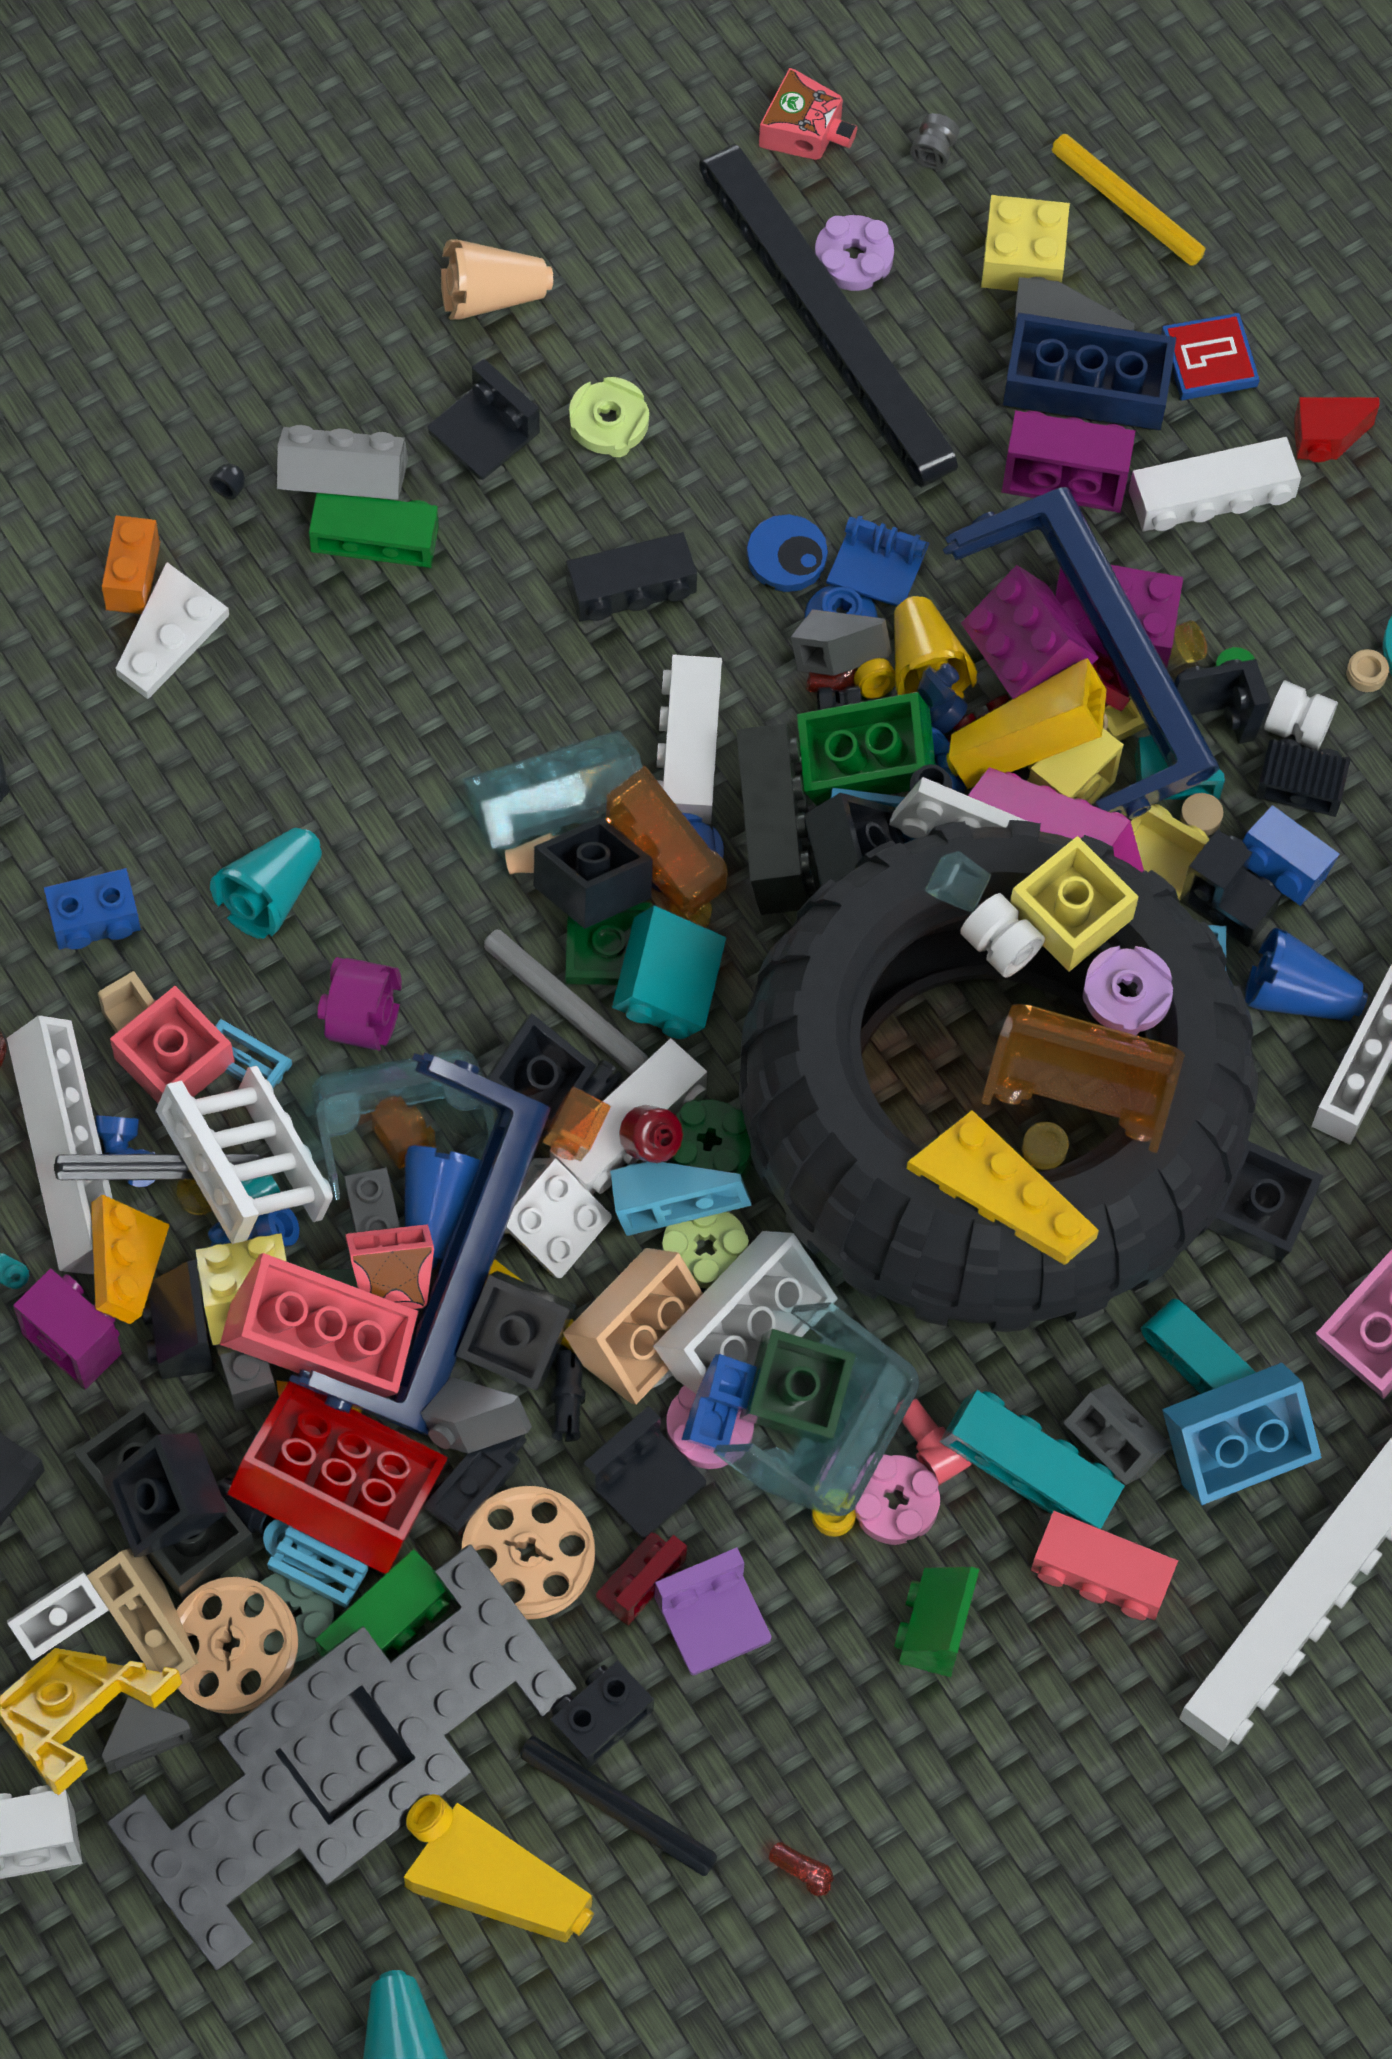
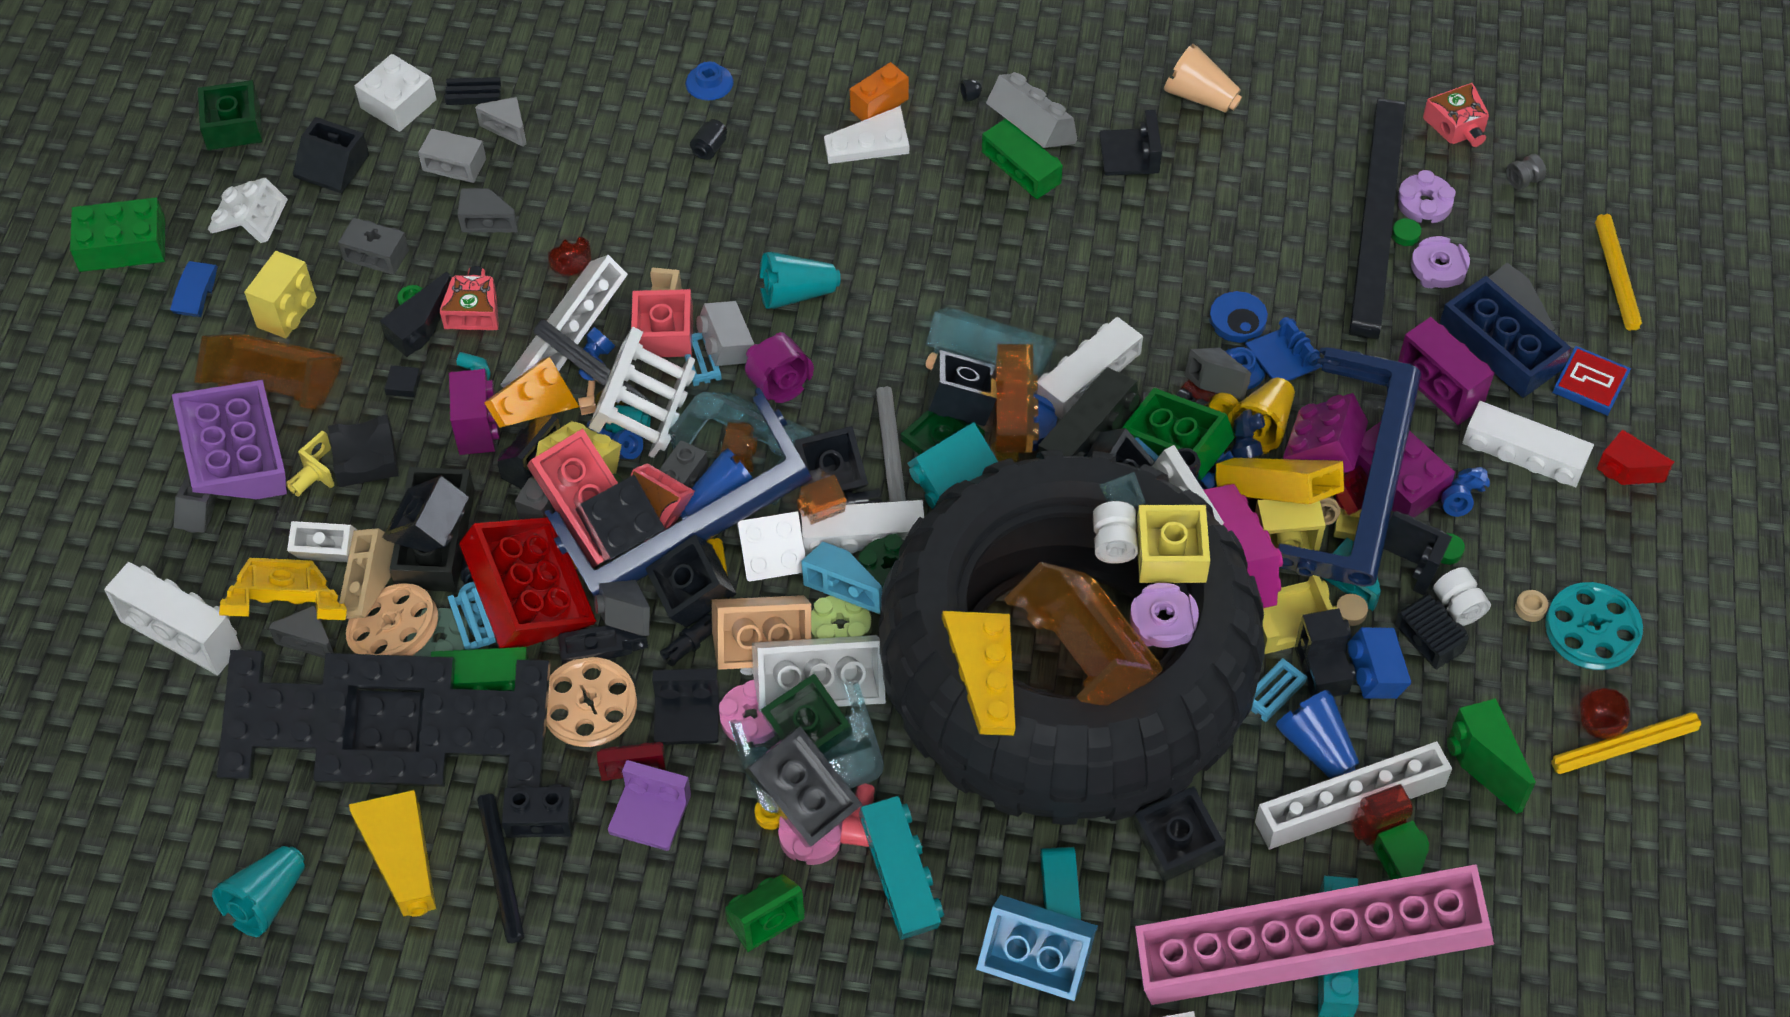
camera: 45 degrees right, 10 degrees down
(92, 909) = (695, 234): blue brick -> none
(176, 1211) = (587, 404): none -> light nougat hand
(254, 1006) = (724, 333): none -> light grey brick
(389, 1323) = (619, 518): none -> black brick
(429, 1818) = (392, 785): yellow tile -> none
(609, 437) = (1201, 200): yellowish green plate -> none
(631, 577) = (1137, 269): black brick -> none
(651, 1134) = (857, 522): dark red head -> none
(717, 1402) = (753, 696): blue slope -> none
(811, 1871) = (560, 982): clear red arm -> none
(873, 310) = (1406, 232): none -> green tile
(873, 1460) = (803, 787): none -> black brick
(938, 345) = (1437, 275): none -> lavender plate
(1024, 241) = (1530, 248): light yellow brick -> none
(1045, 1145) = (1032, 662): clear yellow tile -> none
(1103, 1566) = (888, 960): coral brick -> none
(1117, 1434) = (966, 892): dark grey brick -> none
(1190, 641) = (1432, 513): clear yellow tile -> none
(1198, 601) = (1458, 498): none -> blue arm

